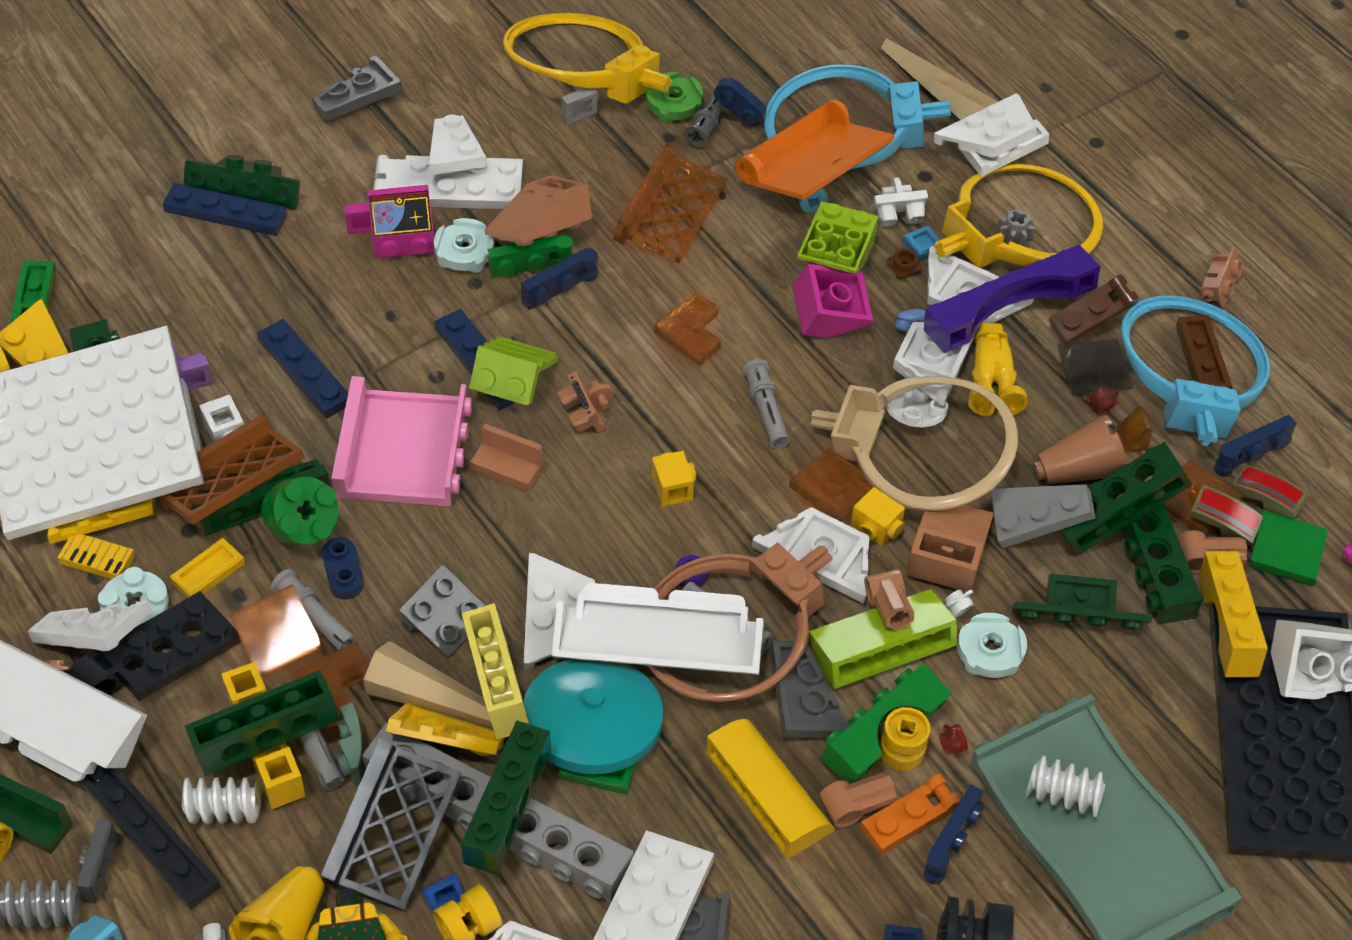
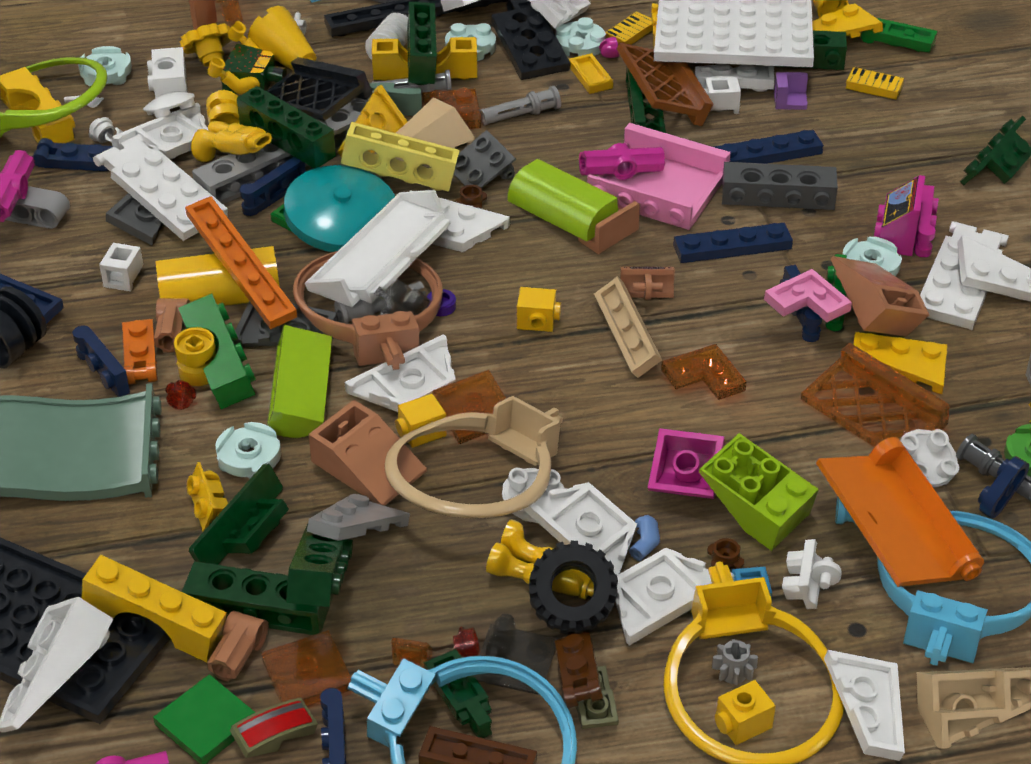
camera: 115 degrees right, 10 degrees down
(137, 304) = (874, 83): none -> yellow tile
(151, 559) = (608, 48): none -> dark pink hinge
(167, 705) = (485, 37): none -> light aqua plate
(225, 209) = (969, 143): dark blue plate -> none
(276, 630) = (510, 82): clear orange plate -> none
(318, 507) = (603, 100): green brick -> none
(340, 566) = (554, 130): dark blue plate -> none
(377, 335) = (779, 185): none -> dark grey brick
(402, 469) = (621, 161): none -> dark pink piece
(489, 507) = (561, 199): none -> lime brick
(509, 369) = (693, 230): lime plate -> none
(512, 595) = (472, 196): none -> reddish brown plate
(543, 852) = (228, 139): none -> yellow piece
(574, 253) = (811, 291): none -> bright pink plate
(583, 803) = (270, 187): none -> dark blue plate
(603, 193) = (911, 358): none -> yellow wing
(660, 400) = (628, 327): none -> tan plate
(717, 157) = (932, 455): none -> white dish
(735, 580) = (402, 298): none -> clear smoke hips
(759, 745) = (241, 262): none -> orange plate
(761, 381) = (604, 395): light grey pin -> none
(803, 883) = (121, 266): none -> white brick
(889, 595) = (331, 380): nougat piece -> none
(958, 602) = (300, 440): white plate -> none
(991, 129) = (894, 693): white wing -> none
(1025, 328) = (578, 558): none -> black tyre
(1059, 211) = (744, 712): none -> yellow brick
(1060, 276) = (630, 650): dark purple arch -> none
(1067, 785) = (76, 421): white piece -> none
(1077, 646) = (206, 495): none -> yellow hinge
(1082, 455) = (396, 589): nougat cone -> none
(1140, 395) = (464, 698): none -> dark green hinge
(1226, 513) = (257, 670): slope -> none

